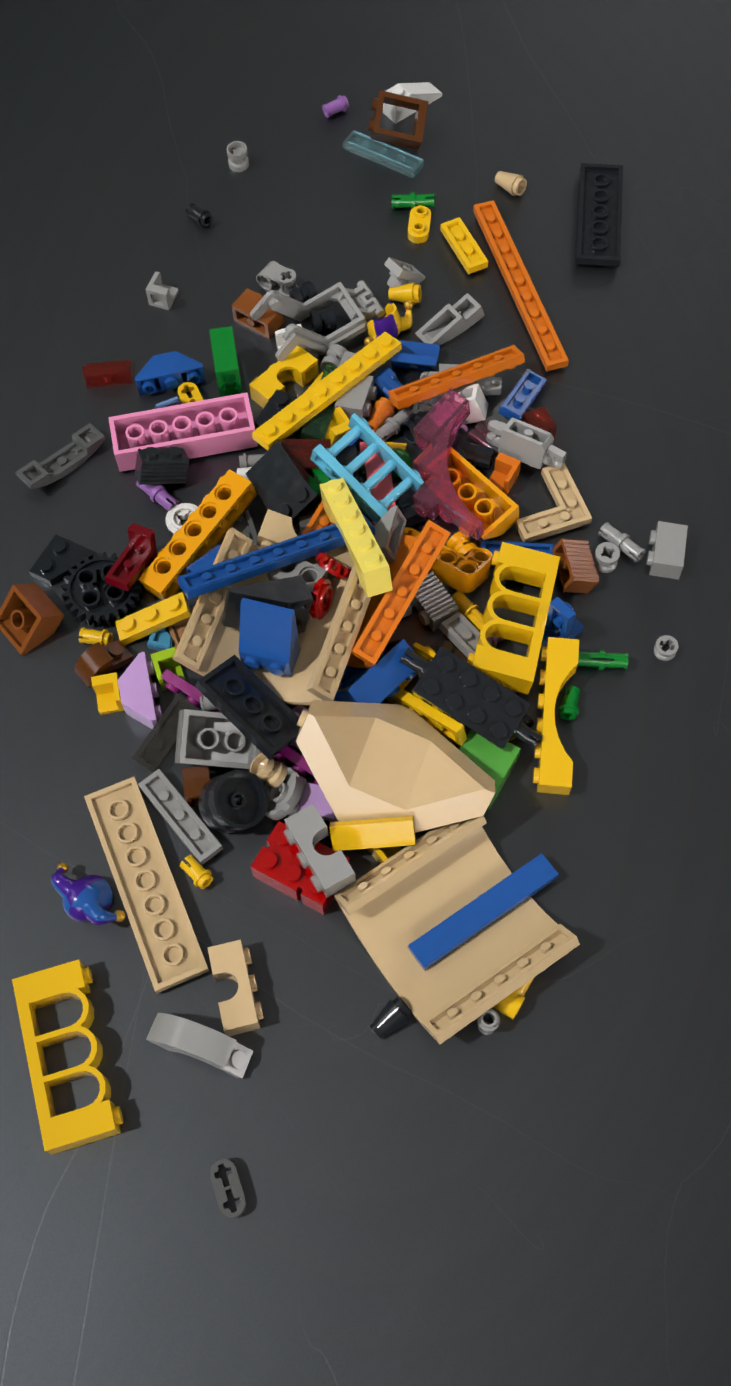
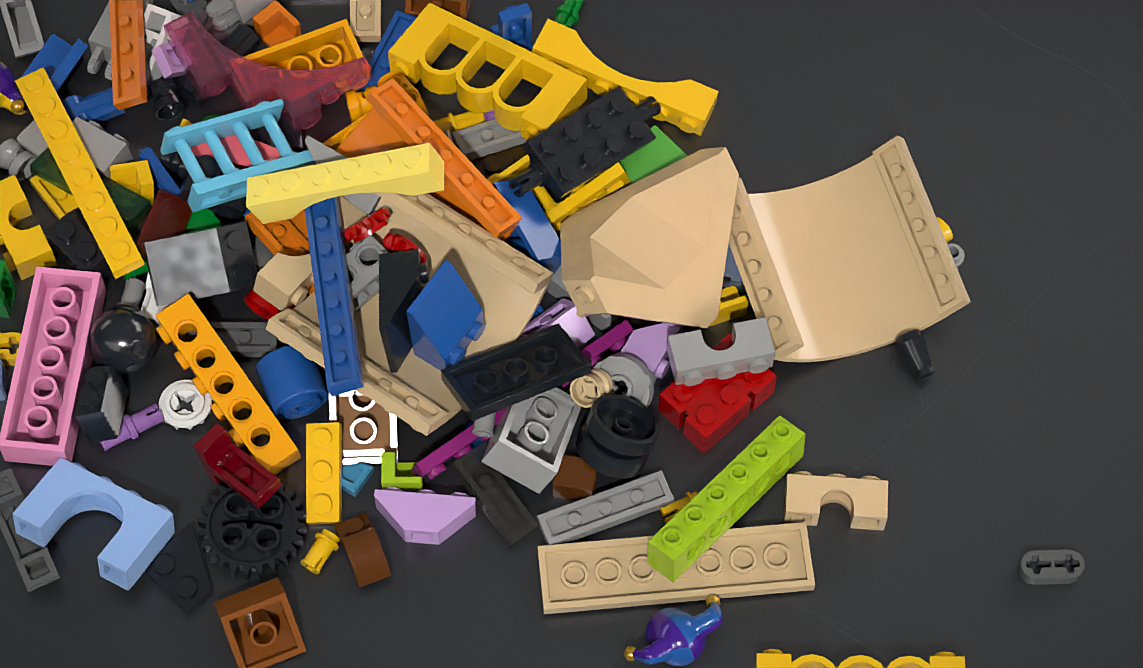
camera: 75 degrees left, 0 degrees up
(77, 521) = (72, 490): none -> light blue arch
(107, 693) = (410, 552): yellow panel -> none
(200, 1042) = (888, 553): light grey arch -> none
(205, 898) = (725, 499): none -> lime brick
(211, 460) = (123, 339): none -> black piece
(372, 833) = (715, 293): yellow tile -> none
(381, 411) = (126, 127): orange cone -> none
(393, 424) = (149, 126): light grey pin -> none
(482, 911) = (827, 228): blue tile -> none
(569, 709) = (618, 64): green pin -> none

